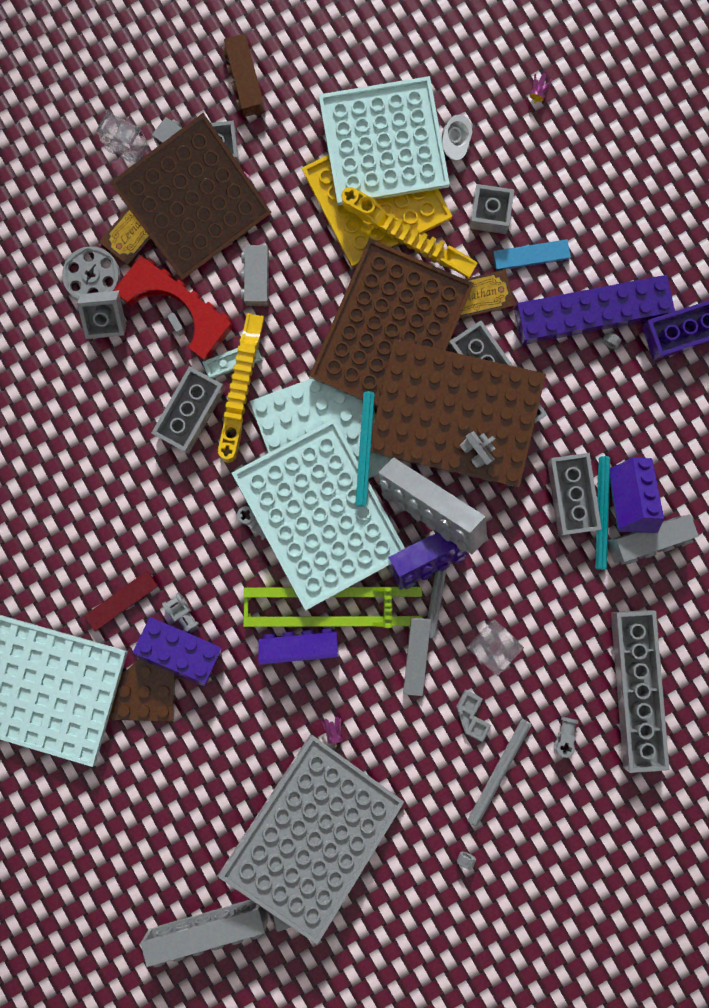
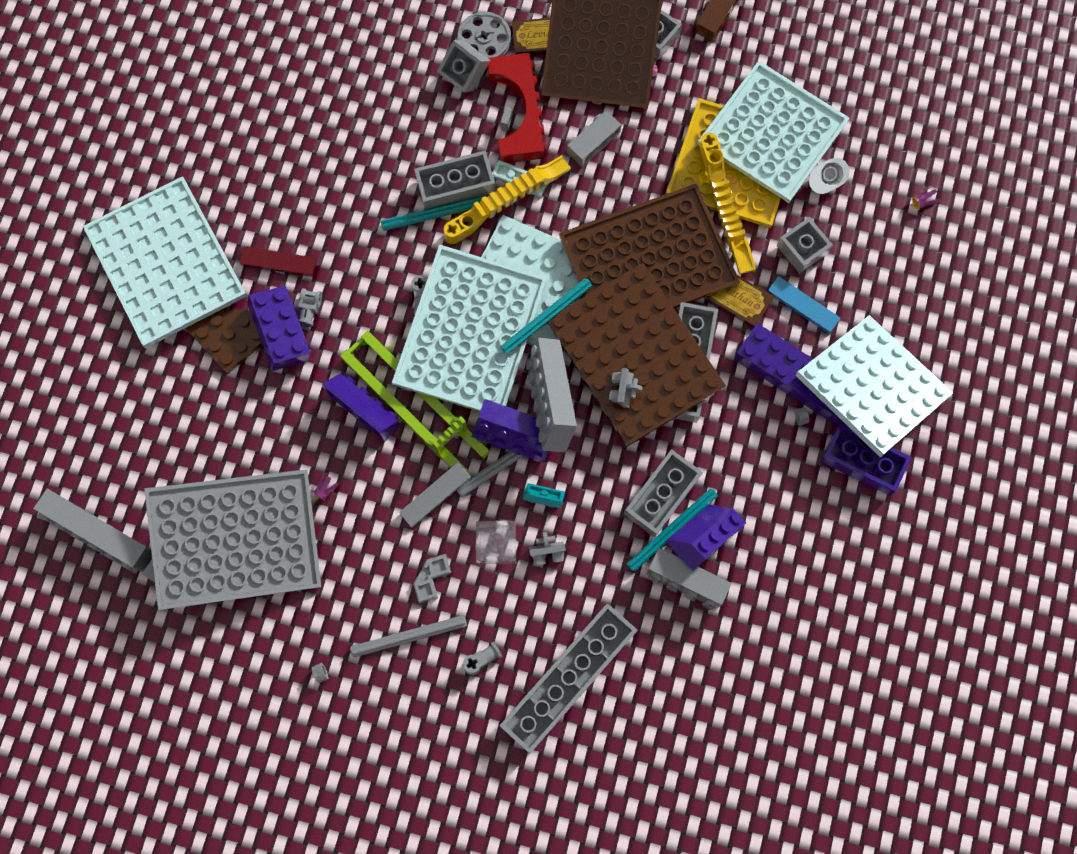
camera: 45 degrees right, 10 degrees down
(196, 450) = (429, 214): none -> teal axle
(492, 579) = (543, 495): none -> teal plate
(531, 614) = (557, 549): none -> light grey hips
(644, 268) = (874, 385): none -> light aqua plate

